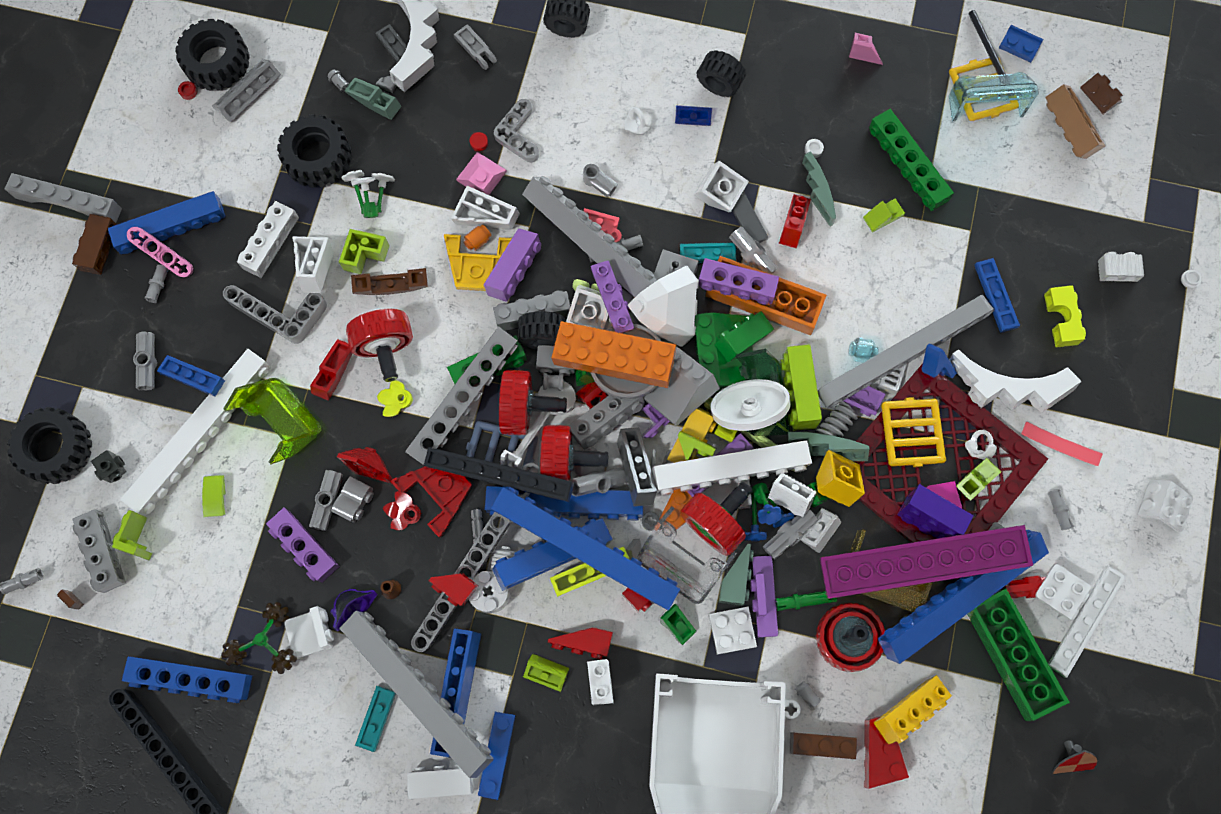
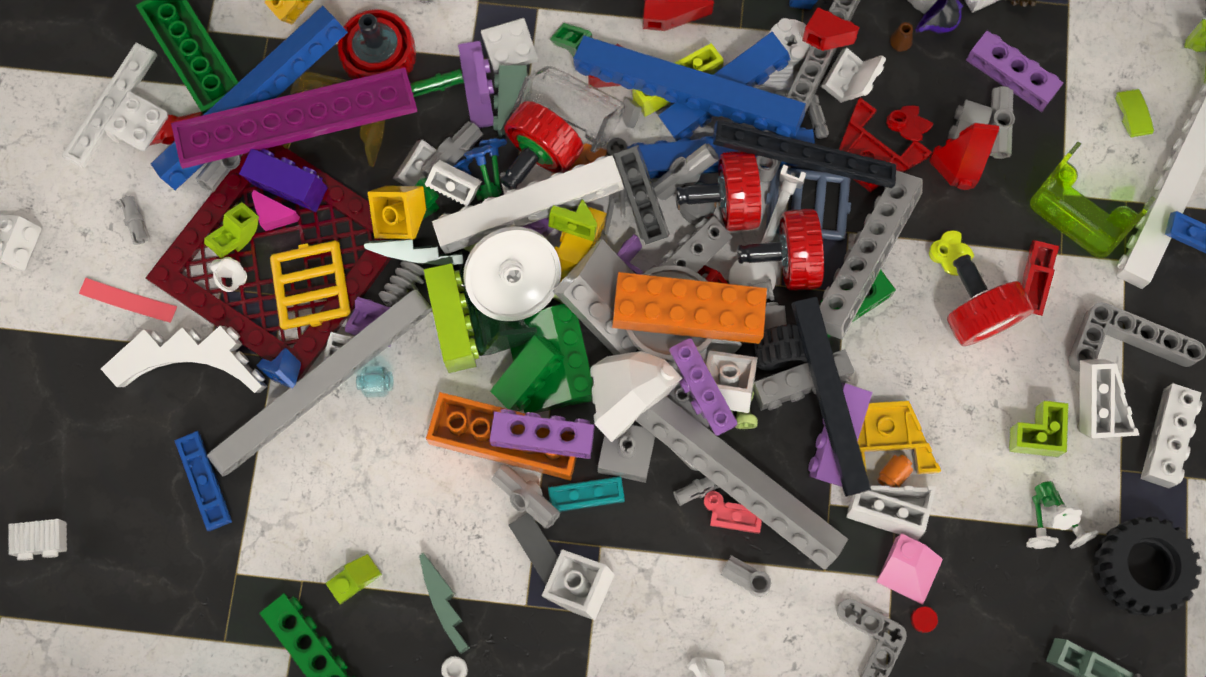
camera: 170 degrees right, 0 degrees up
(389, 284) = (996, 397): reddish brown slope -> none
(439, 553) = (852, 76): none -> white bracket
(516, 282) = (831, 396): none -> black tile
(795, 221) = (473, 553): red slope -> none
(1065, 302) = (109, 441): neon yellow arch -> none

